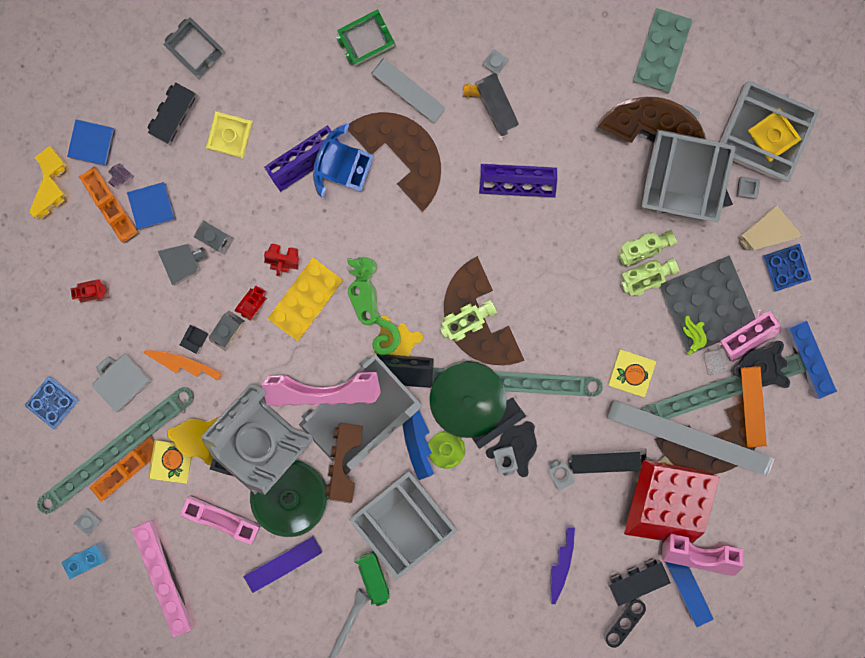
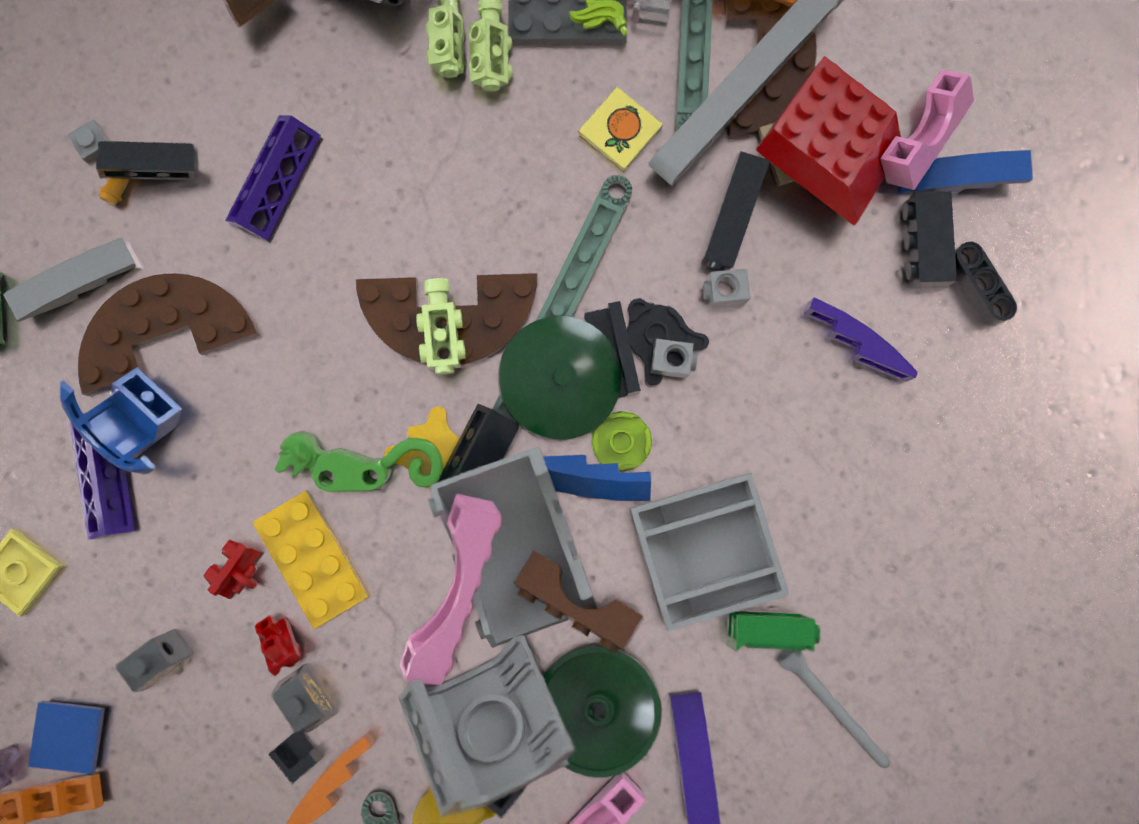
camera: 75 degrees left, 5 degrees down
(181, 262) = (171, 726): dark grey torso -> none

